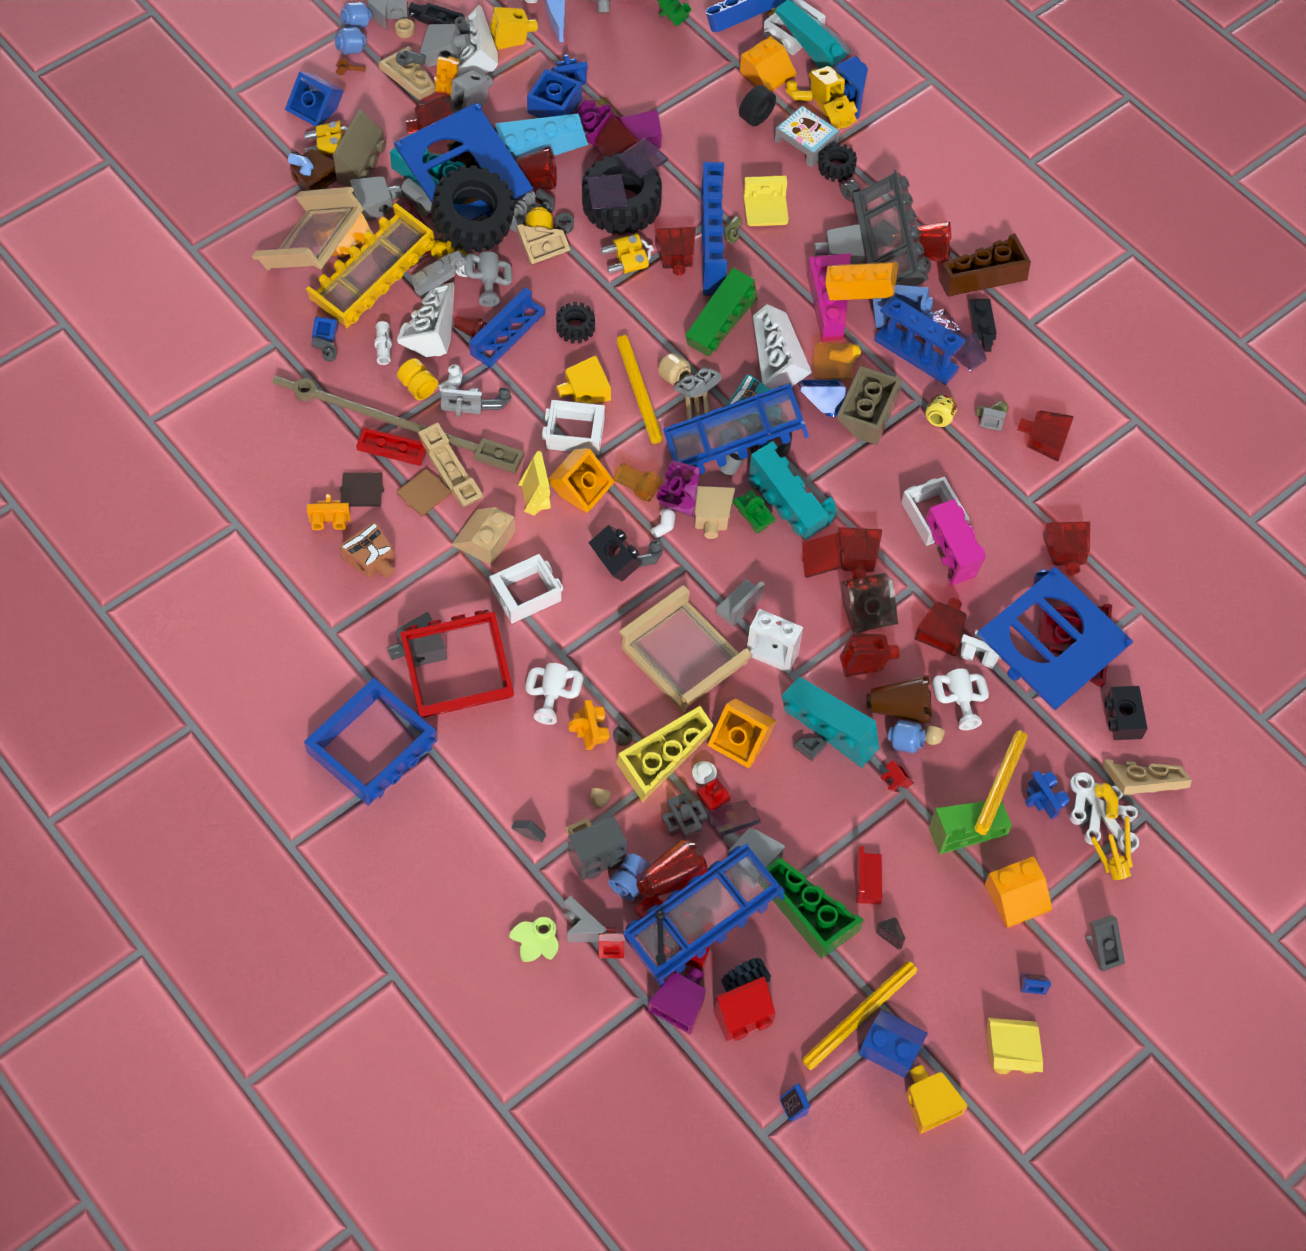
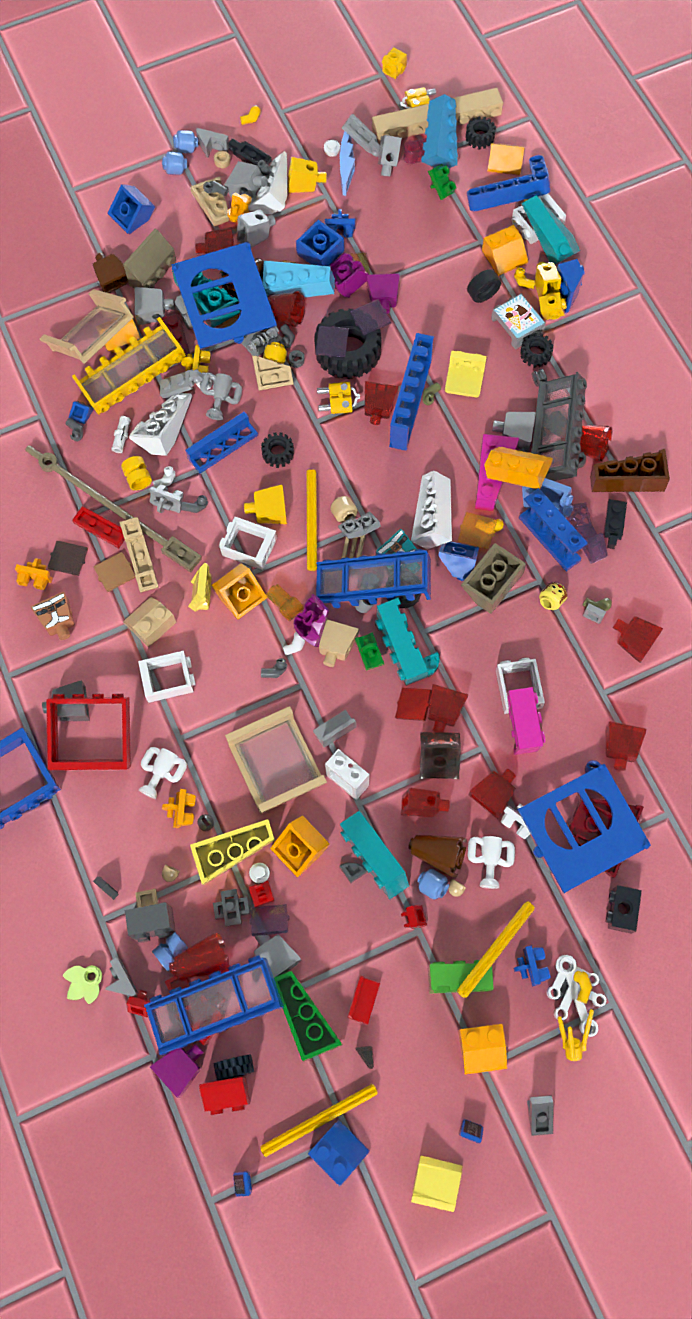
camera: 20 degrees right, 10 degrees up
(303, 162) = (101, 265): light blue arm -> none
(327, 136) = (131, 243): yellow piece -> none
(343, 65) = (164, 184): dark orange hand -> none
(469, 325) = (192, 433): clear red cone -> none
(480, 185) = (213, 313): black tyre -> none
(605, 546) = (244, 672): black brick -> none
(614, 139) = (356, 294): clear red torso -> none
(660, 958) = (166, 1037): black hinge -> none
(722, 312) = (397, 467): green wedge -> none
(933, 1099) = (353, 1213): yellow torso -> none
(1139, 779) = (619, 973): tan wing -> none

